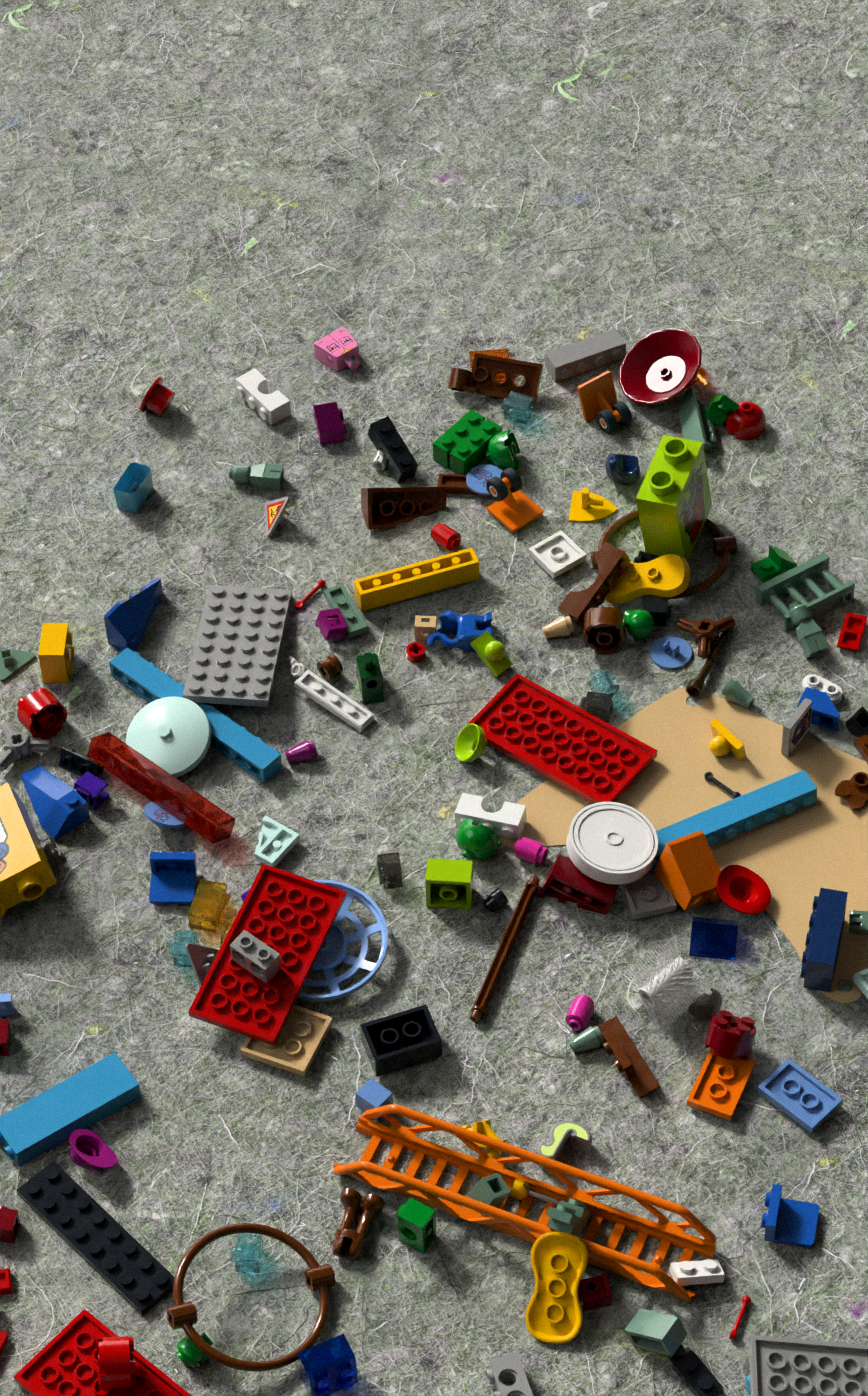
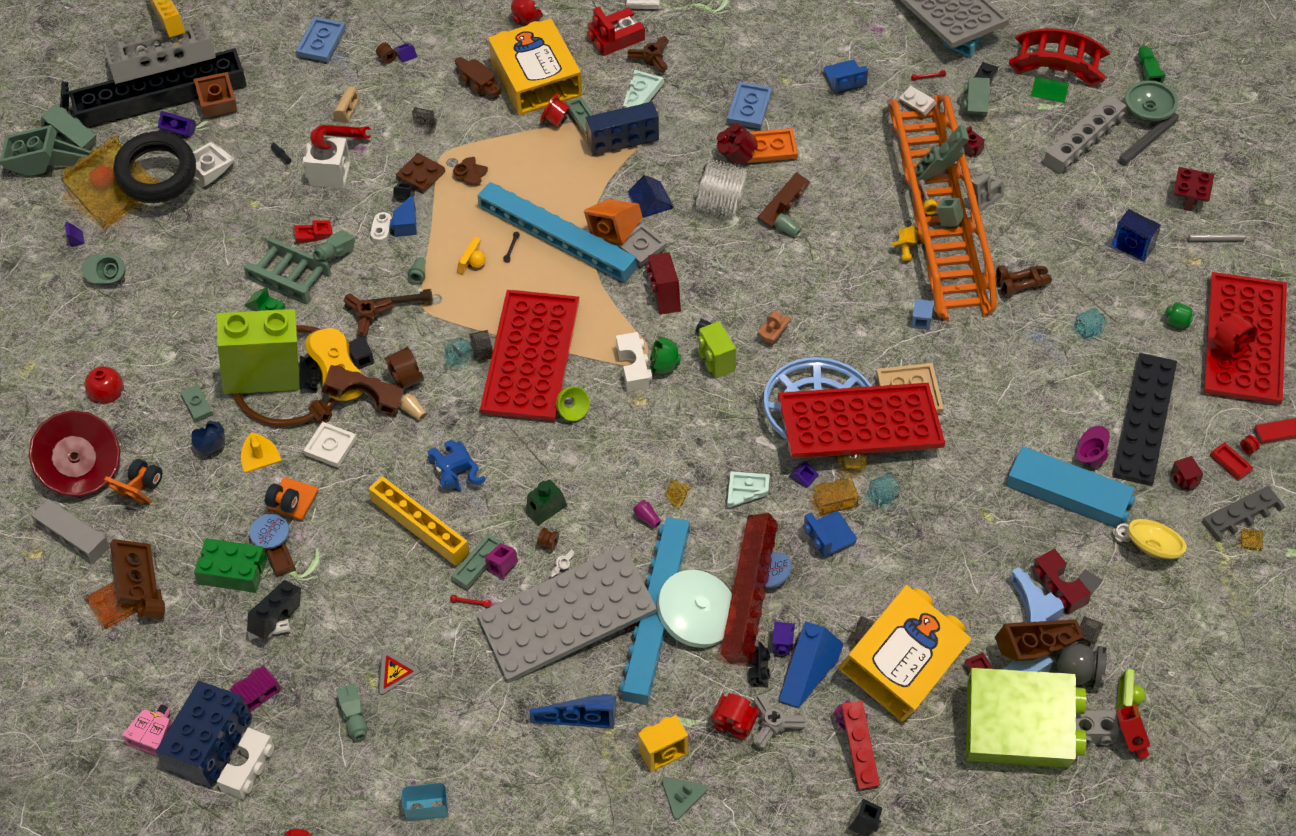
camera: 120 degrees left, 5 degrees up
(185, 1315) = (1172, 313): reddish brown piece -> none
(201, 960) = (892, 469): light grey piece -> none
(255, 956) = (878, 412): light grey brick -> none
(303, 371) = (204, 733): none -> dark blue brick
(307, 783) = (677, 492): none -> clear yellow tile
(334, 700) = (580, 520): white tile -> none
(389, 870) = (724, 399): clear smoke window -> none
(393, 506) = (331, 585): reddish brown wedge -> none
(401, 1040) = (867, 317): black brick -> none
(415, 646) = (493, 487): red bush -> none
(416, 1225) = (1002, 238): green brick -> none
(420, 627) = (466, 492): tan piece -> none
(445, 536) = (352, 530): red brick -> none
(450, 954) = (773, 327): none -> nougat hips
(491, 653) = (470, 432): lime tile -> none
(497, 1253) = (987, 192): none -> light grey plate
(503, 451) = (230, 529): green cylinder -> none
(504, 949) = (747, 303): reddish brown piece -> none
(517, 407) = (164, 550): clear light blue brick -> none
(531, 851) = (648, 324): dark pink brick -> none
(554, 1308) = (992, 148): yellow plate -> none
(563, 1135) = (878, 204): light grey animal -> none
(580, 1012) = (768, 237): dark pink brick -> none
(612, 843) = (625, 260): white brick -> none
(639, 622) = (378, 352): green piece -> none
(670, 652) = (394, 332): medium blue piece -> none
(693, 420) = (131, 411): sand green brick -> none
(719, 407) = (101, 401): green slope -> none
(743, 890) = (606, 189): red hat -> none
(796, 727) = (438, 213): tile -> none

